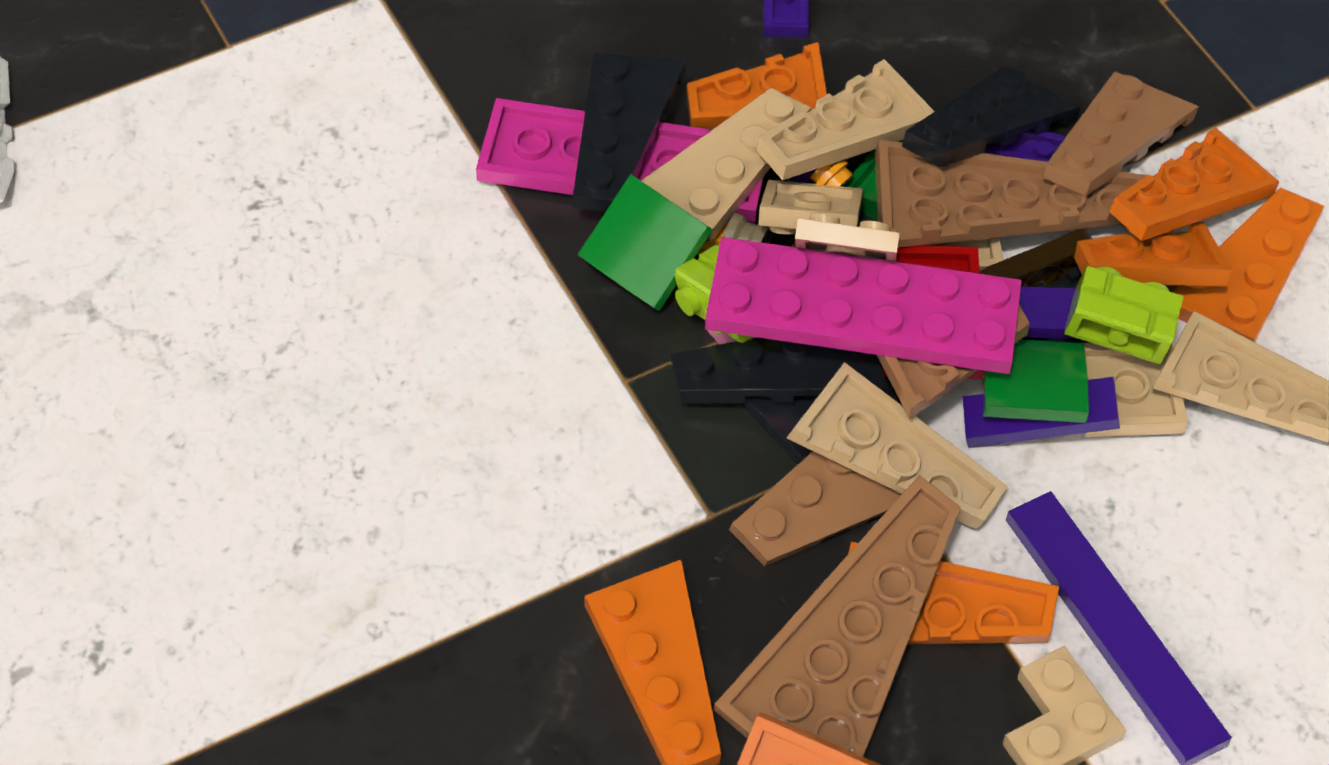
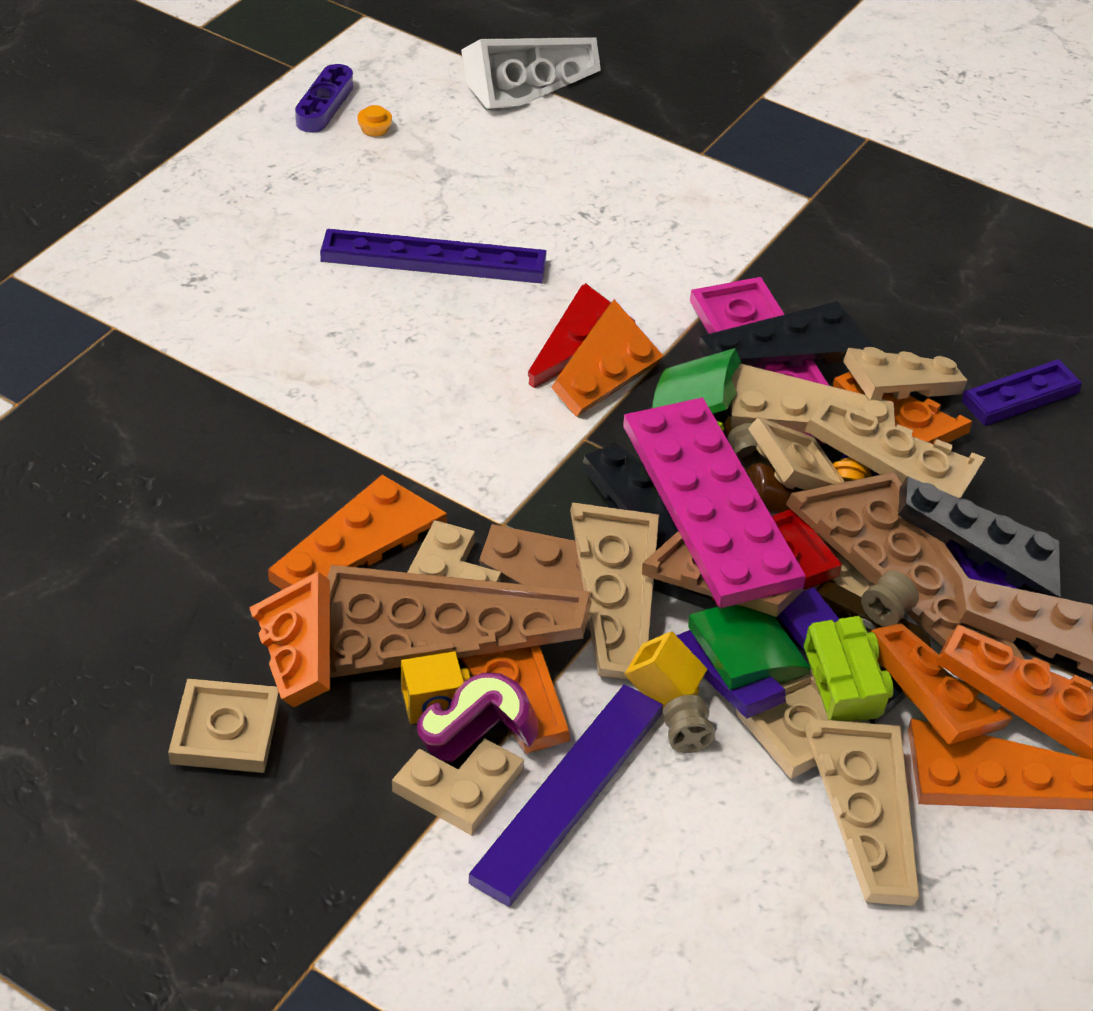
camera: 60 degrees right, 10 degrees down
(230, 387) = (433, 255): none -> dark purple tile
(461, 294) = (568, 334): none -> red wing
(537, 298) = (606, 361): none -> orange wing
(726, 61) = (903, 373): none -> tan wing
(750, 605) = (446, 552): none -> tan plate
(826, 234) = (756, 464): tan plate -> none
(933, 684) = (430, 681): none -> yellow brick
(999, 660) = (473, 712): none -> magenta animal
(1025, 465) = (665, 669): none -> yellow brick
(1051, 232) = (890, 598): none -> dark tan wheel
(1089, 481) = (688, 723): none -> dark tan wheel

